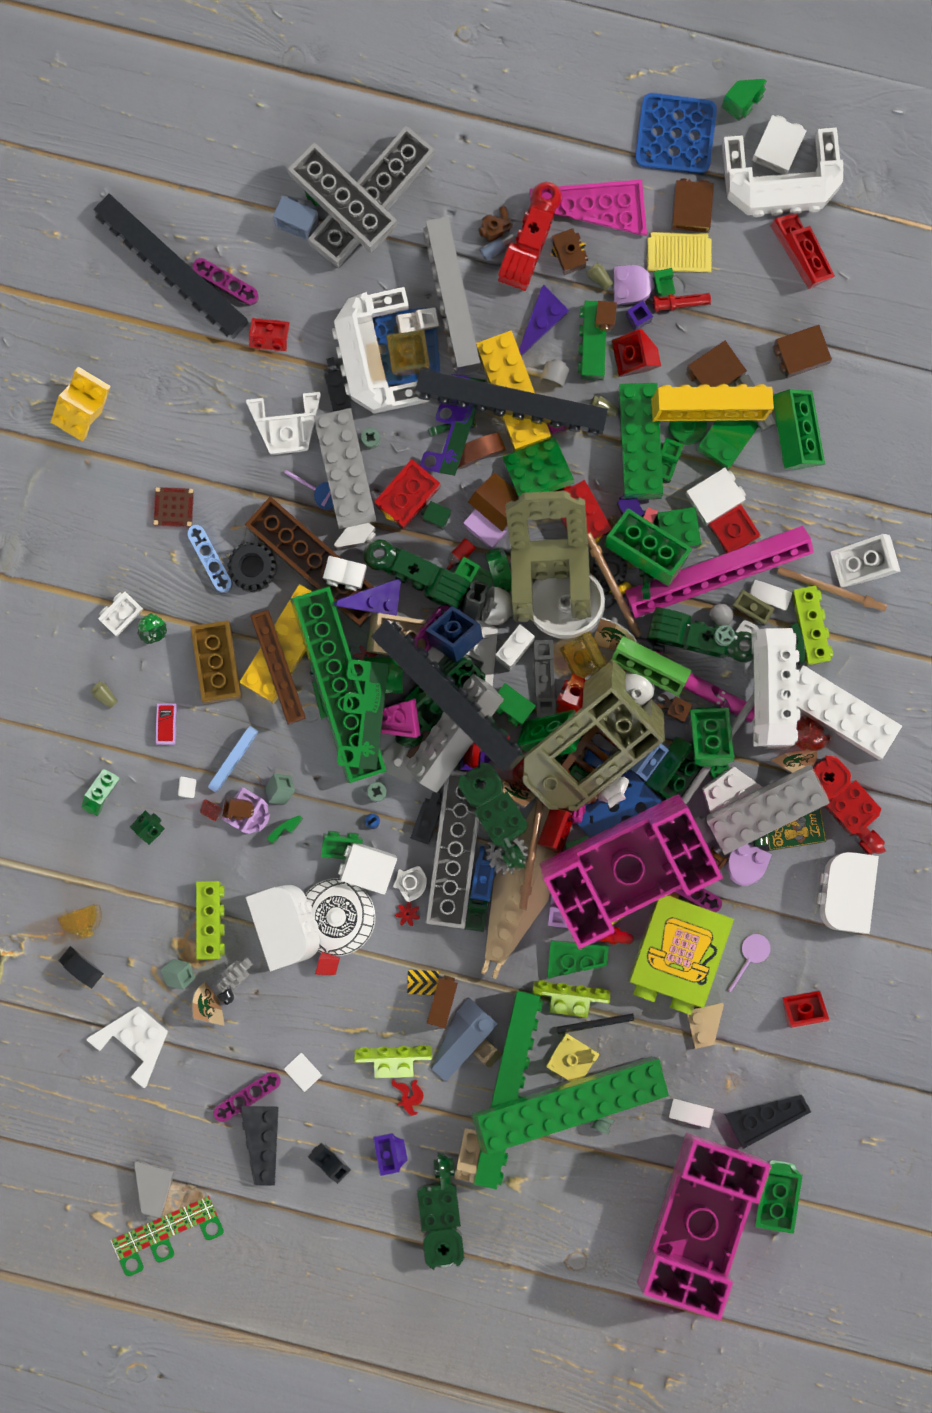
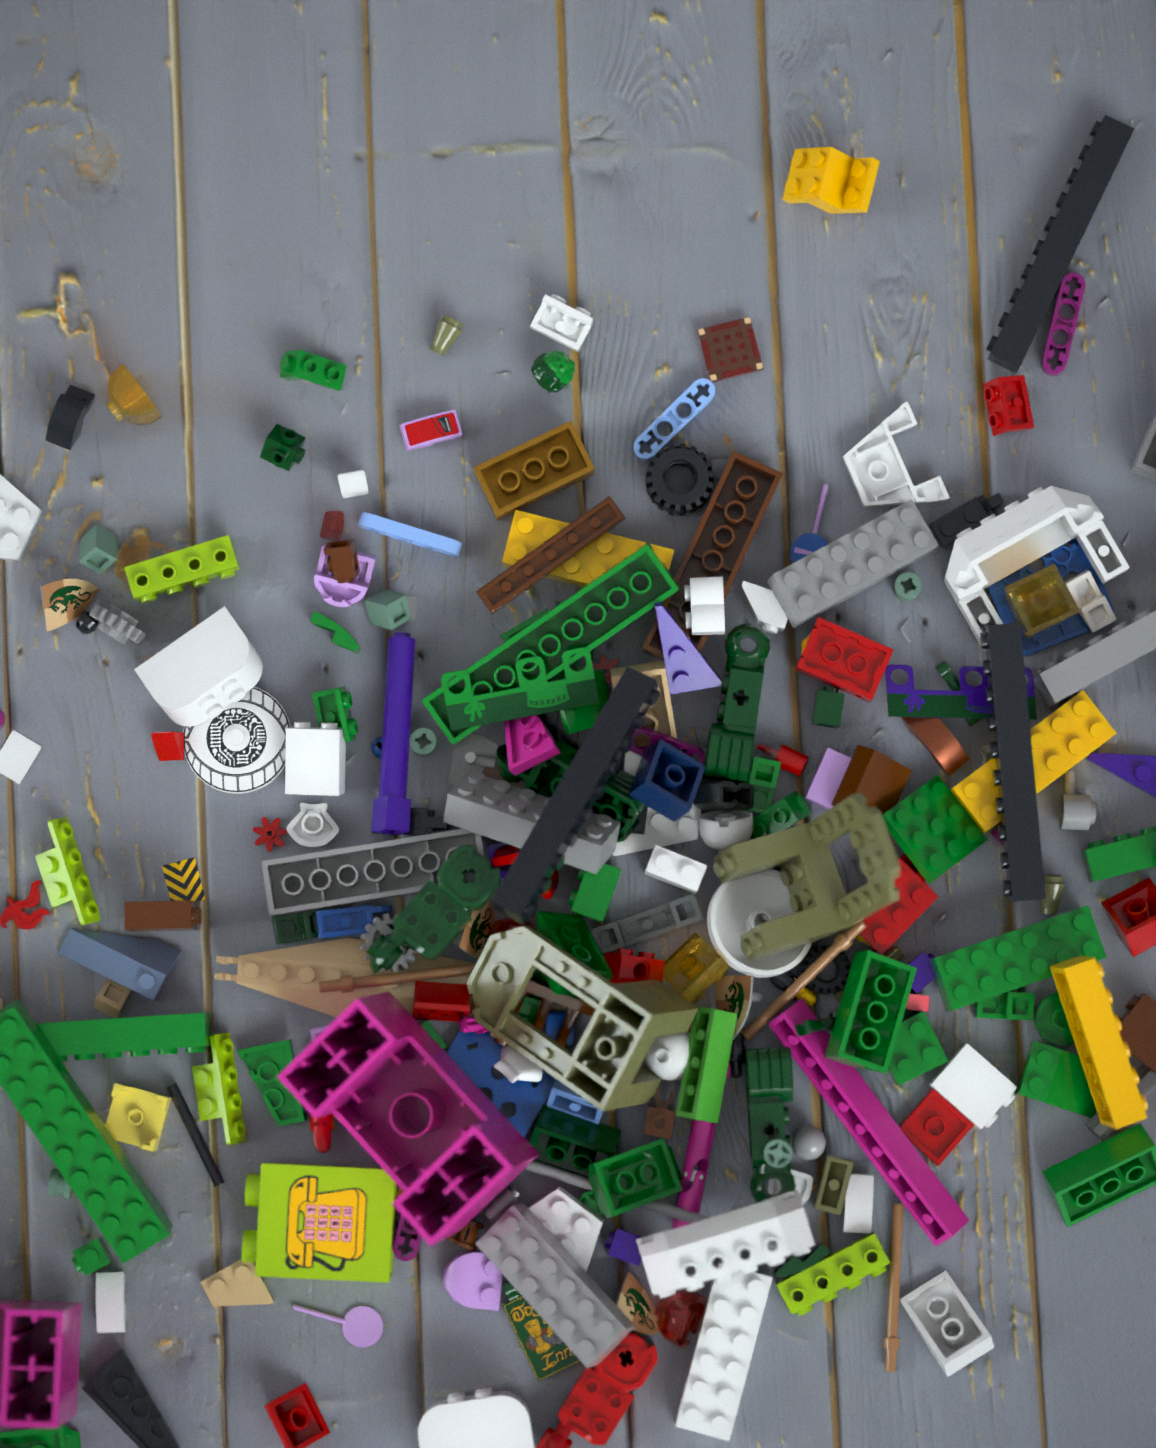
camera: 75 degrees right, 0 degrees up
(416, 824) = (392, 808): none -> dark purple brick
(657, 1117) = (91, 1257): none -> green brick
(753, 757) = (624, 1246): none -> dark purple brick

